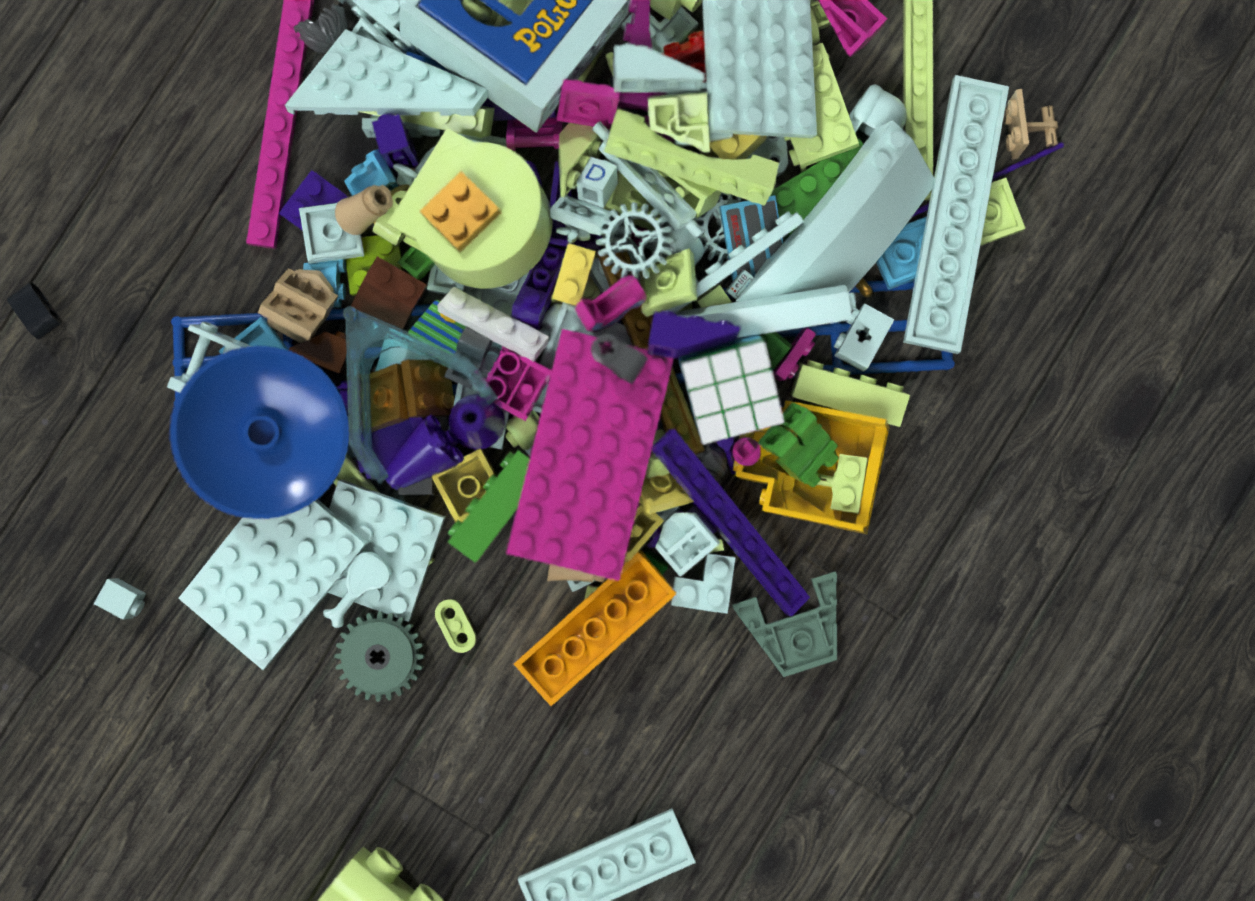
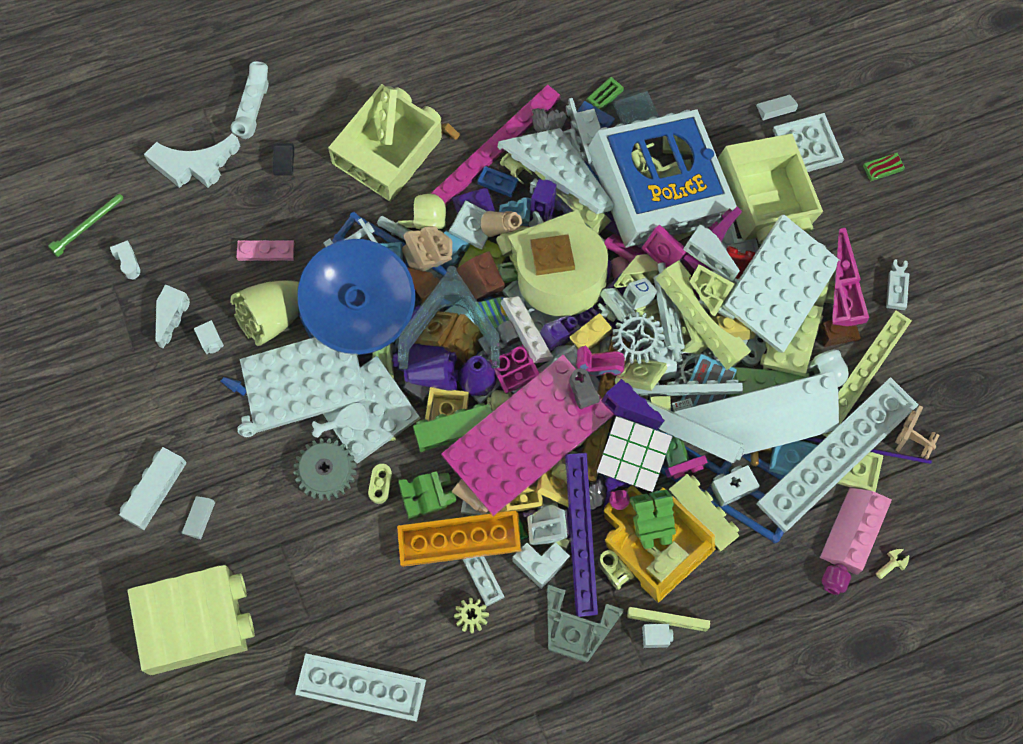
camera: 30 degrees right, 15 degrees down
(46, 600) = (168, 313): none -> light aqua slope
(103, 441) = (265, 251): none -> bright pink plate
(119, 165) = (387, 115): none -> yellowish green plate
(144, 197) = (384, 166): none -> yellowish green brick
(162, 517) = (266, 309): none -> yellowish green cylinder
(196, 633) = (234, 385): none -> blue bar
(197, 823) = (152, 488): none -> light aqua brick
(205, 127) = (449, 130): none -> pearl gold tile
(239, 302) = (393, 227): none -> light aqua axle
(251, 673) = (247, 428): none -> light aqua plate
(265, 257) = (428, 212): none -> yellowish green piece
(276, 815) = (198, 517): none -> light aqua slope
(319, 152) = (498, 181): none -> blue plate
(326, 121) = (513, 165): none -> yellowish green piece
(524, 595) = (430, 494): none -> bright green hips
(545, 160) = (619, 265): none -> bright pink brick
(657, 650) = (484, 579): none -> light aqua tile
(664, 708) = (479, 614): none -> yellowish green gear
(797, 532) = (615, 570): none -> yellowish green piece
(851, 68) = (837, 334): none -> reddish brown slope
(892, 546) = (671, 619): none -> yellowish green tile
(892, 574) = (657, 635): none -> light aqua brick
(1031, 289) = (855, 529): none -> bright pink slope
(1046, 364) = (836, 579): none -> magenta head
(1096, 298) = (892, 563): none -> yellowish green bar

